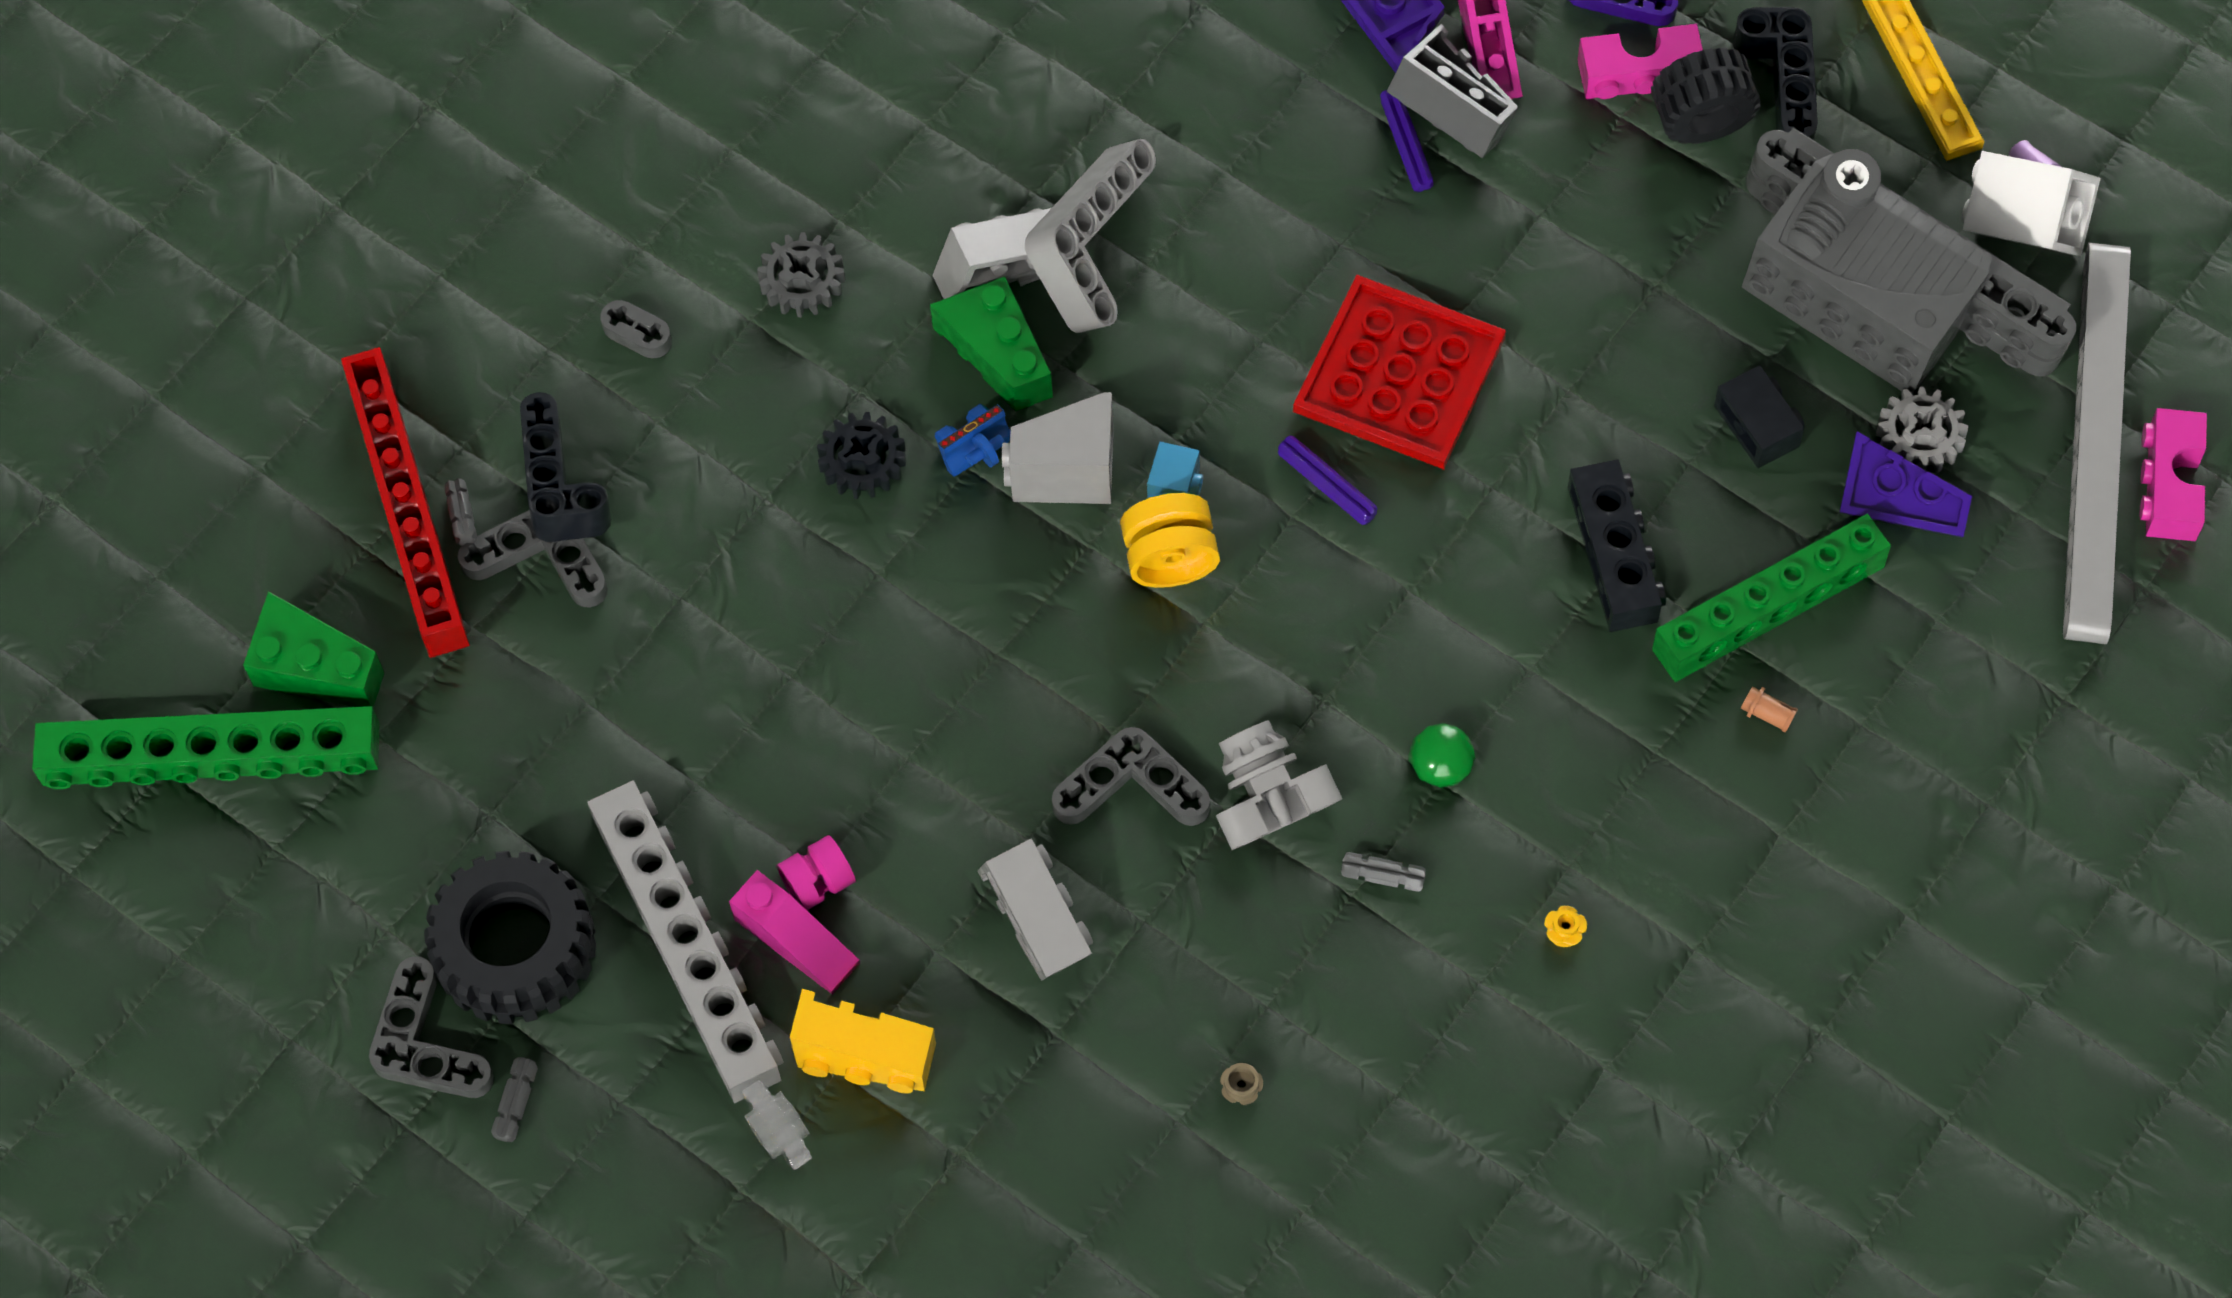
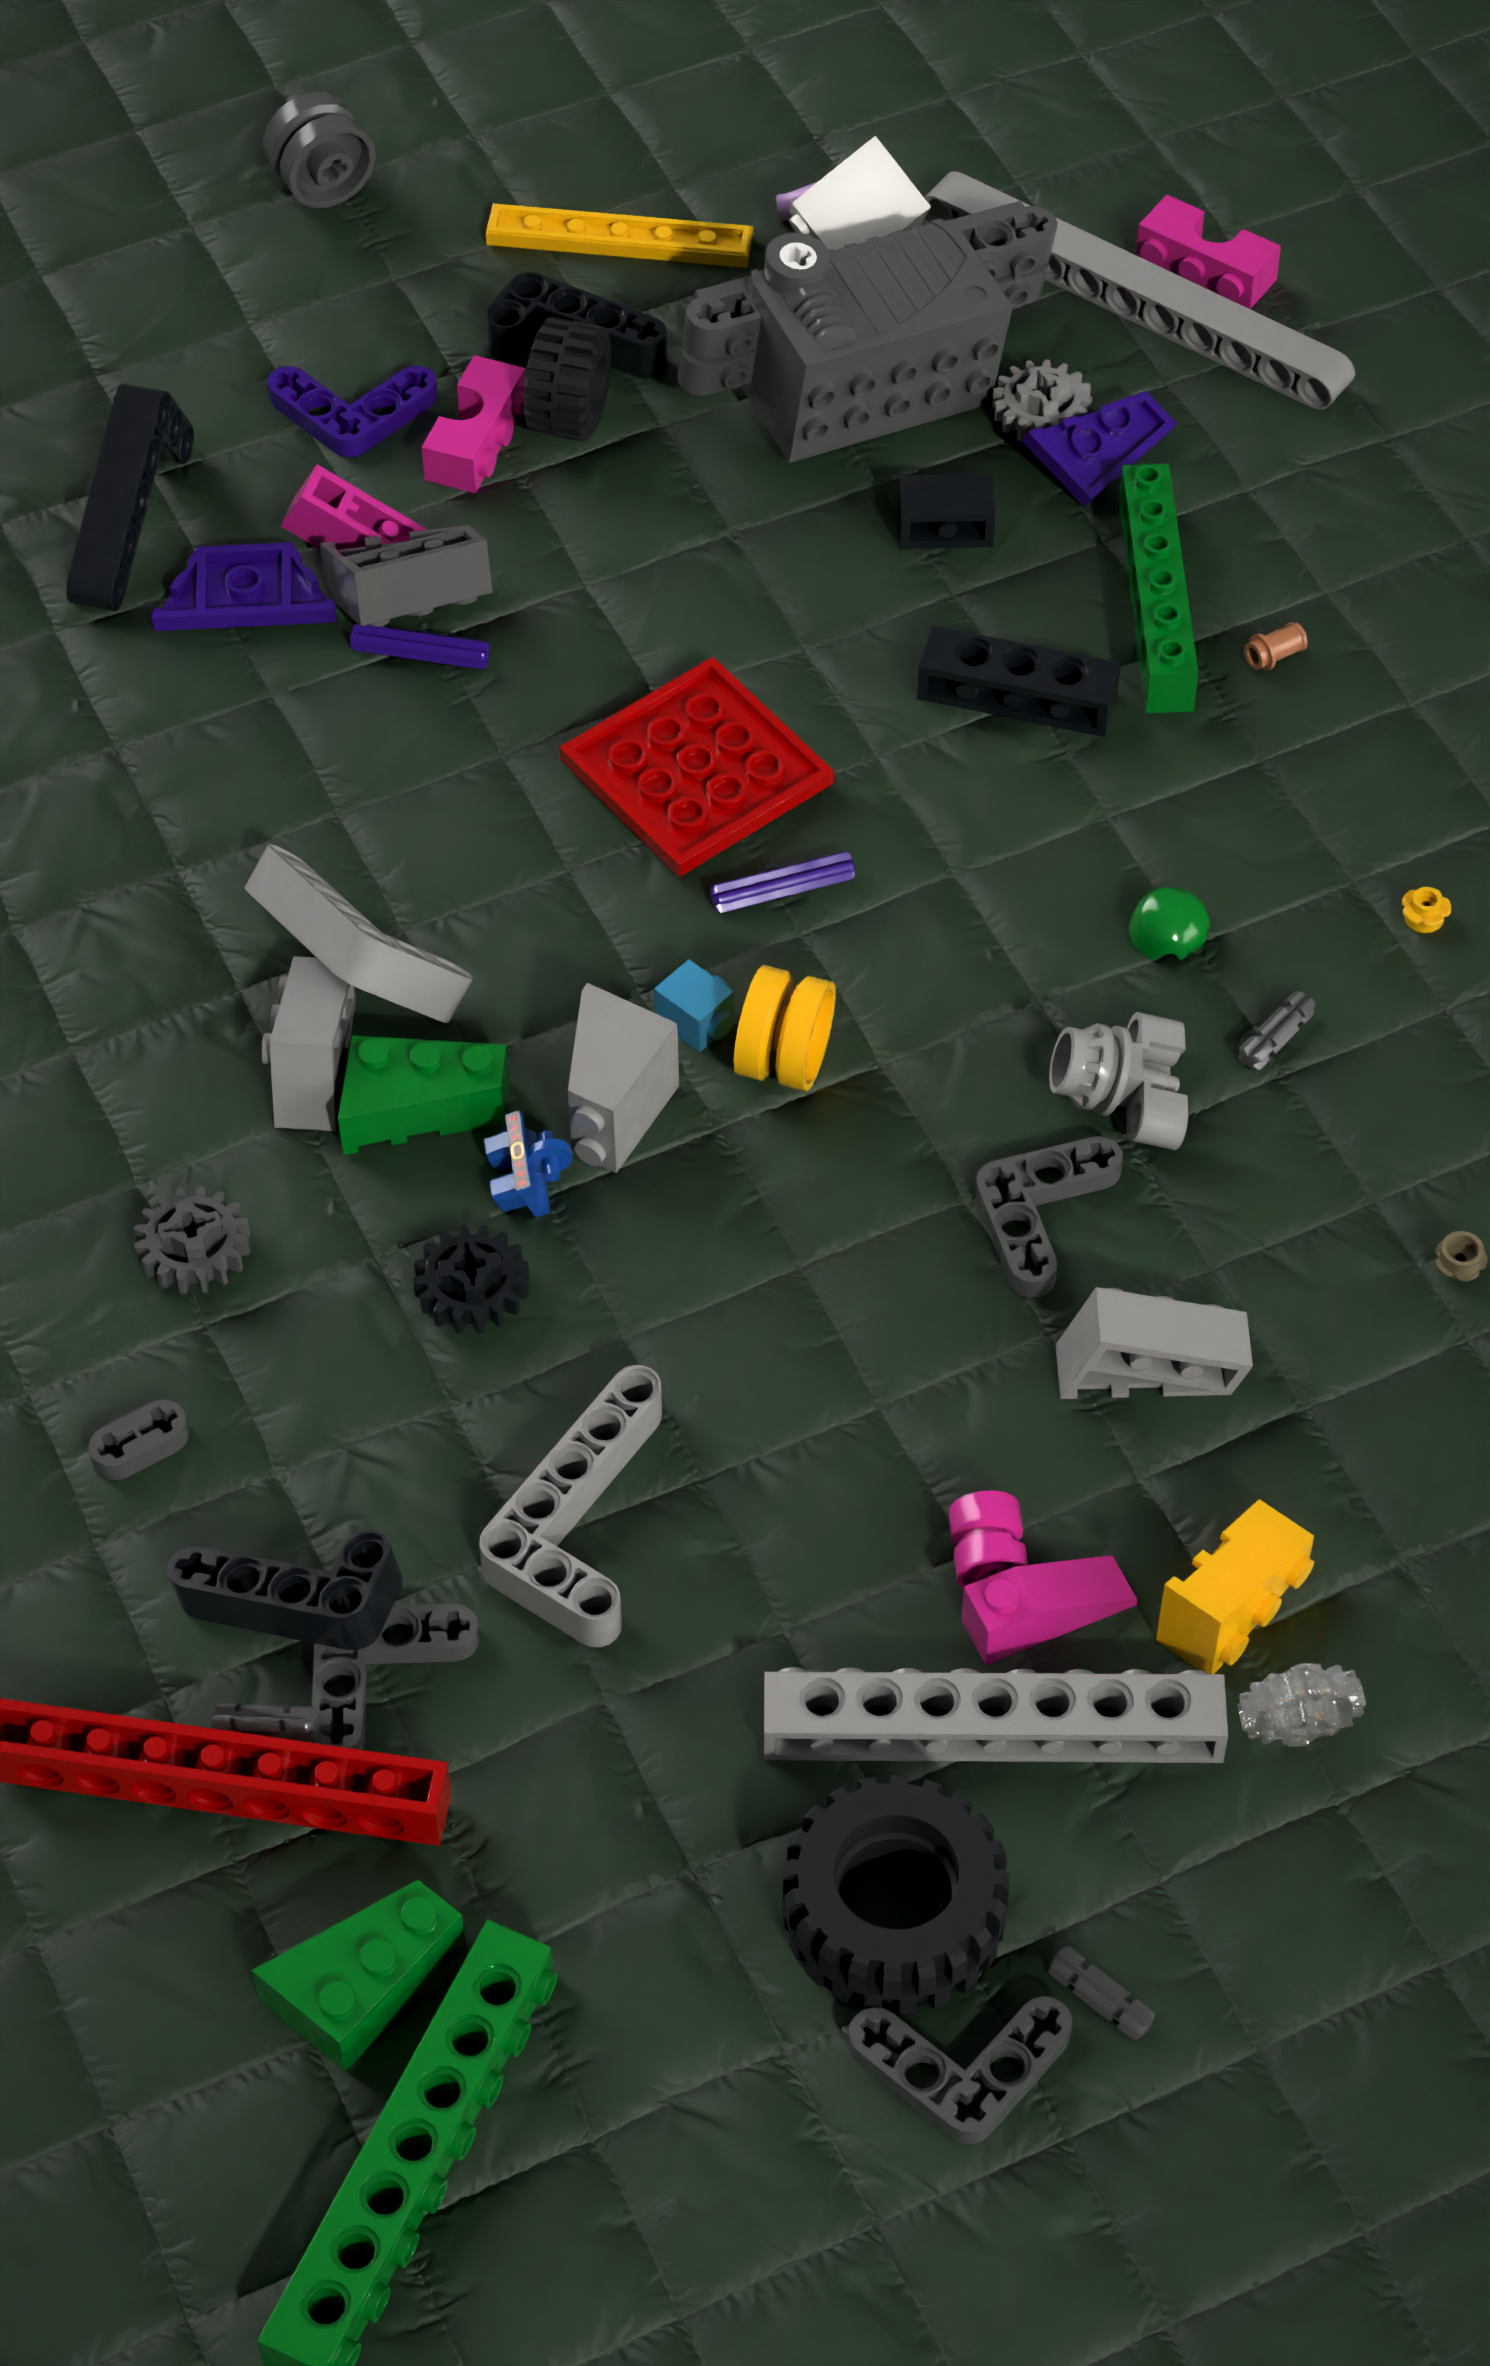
camera: 65 degrees left, 10 degrees down
(713, 603) = (565, 1503): none -> light grey beam

